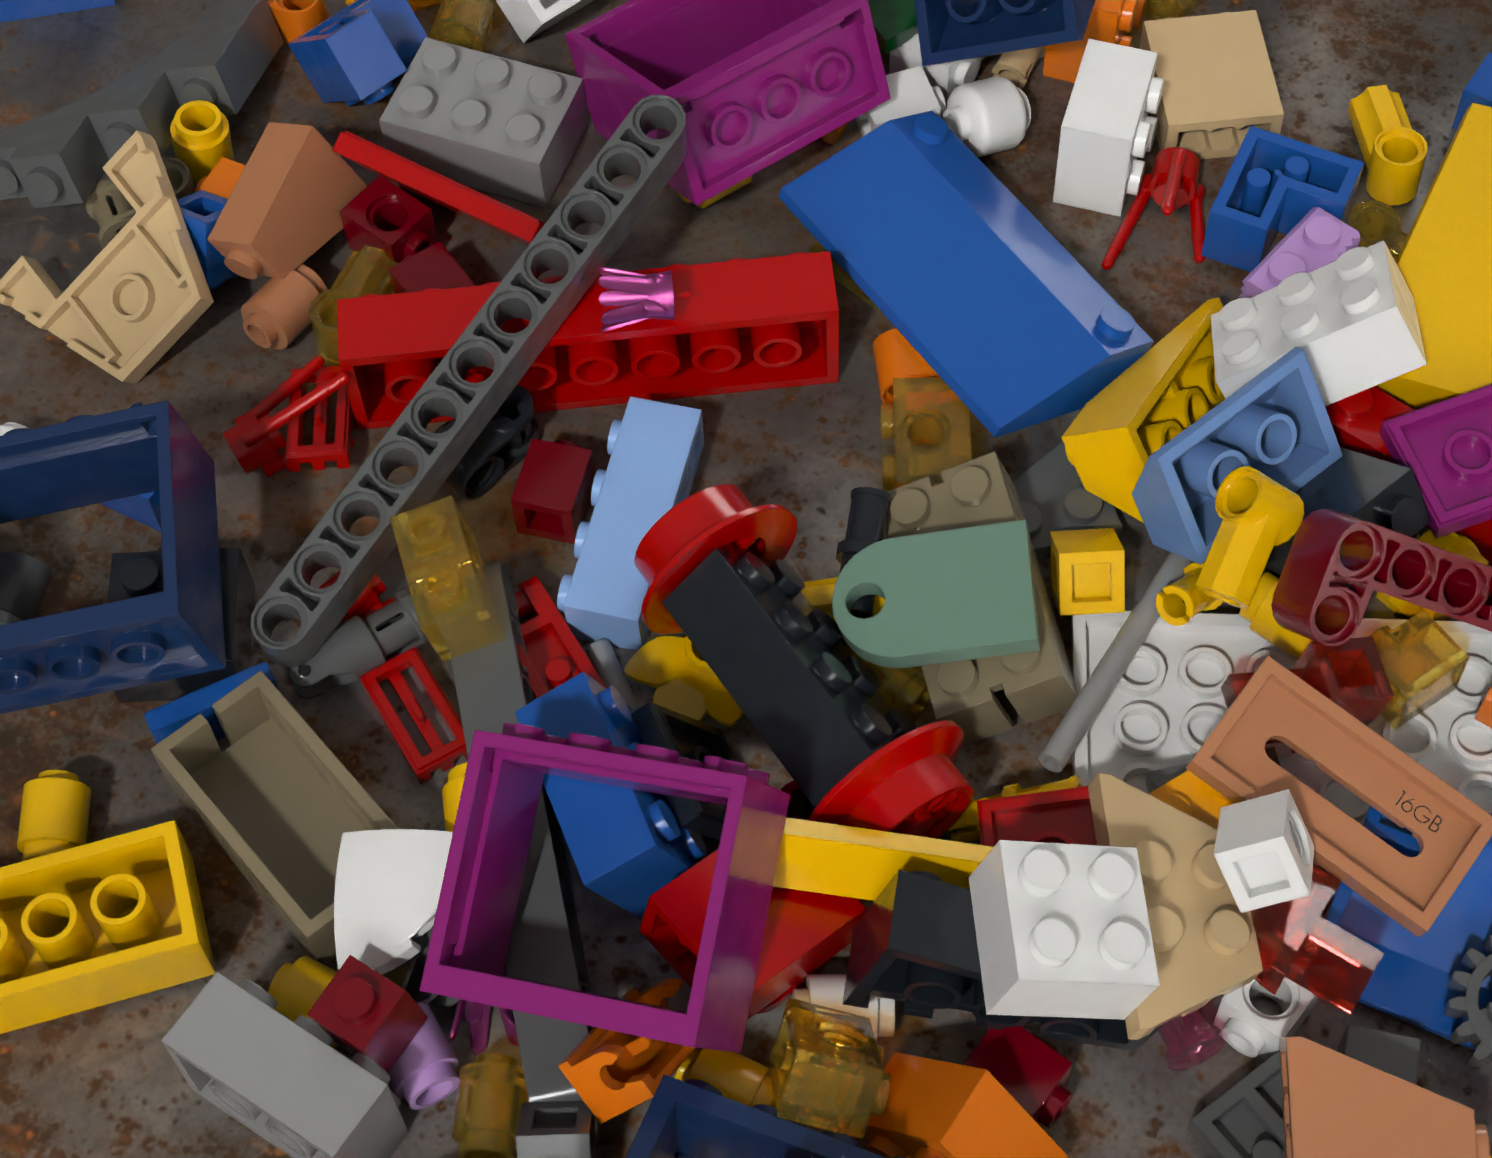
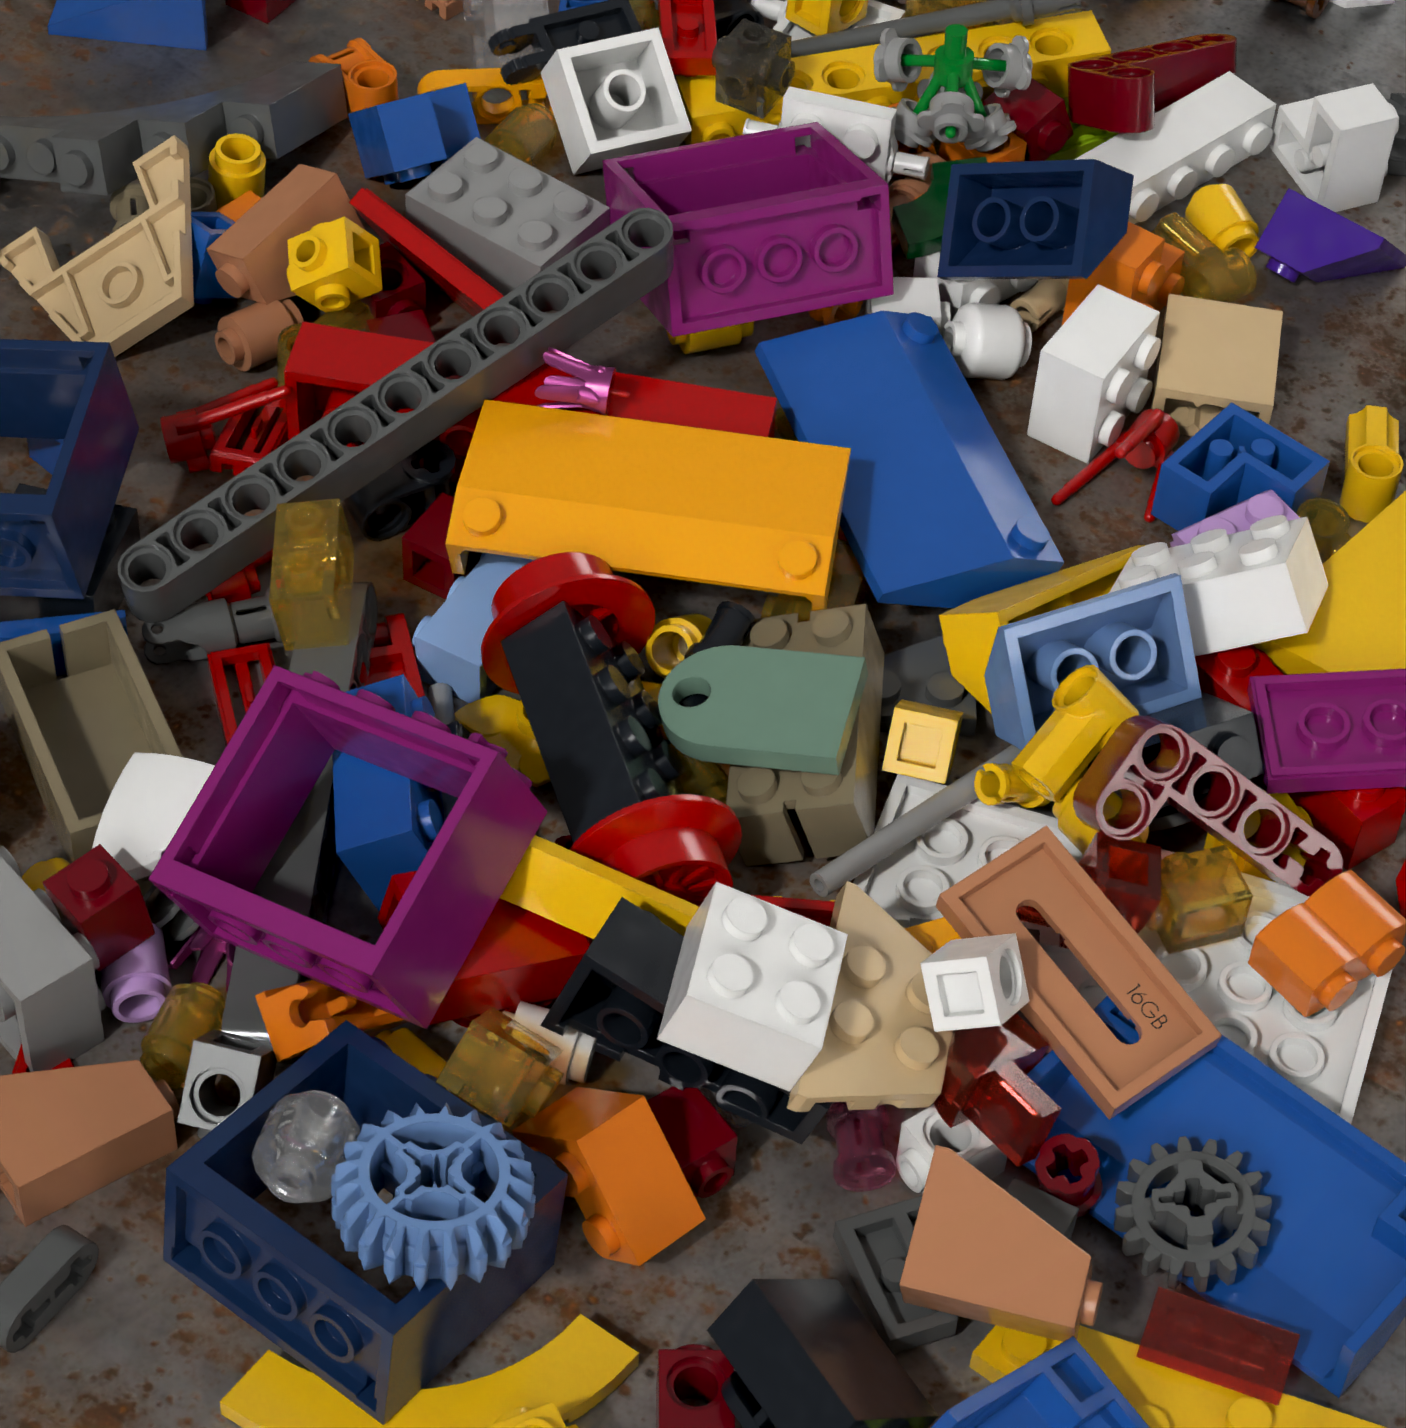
camera: 10 degrees right, 10 degrees down
(341, 222) = (334, 264): none -> yellow brick
(750, 400) = (651, 499): none -> light orange slope
(819, 530) = (669, 640): none -> yellow brick
(1393, 982) = (1082, 1160): none -> dark red bush

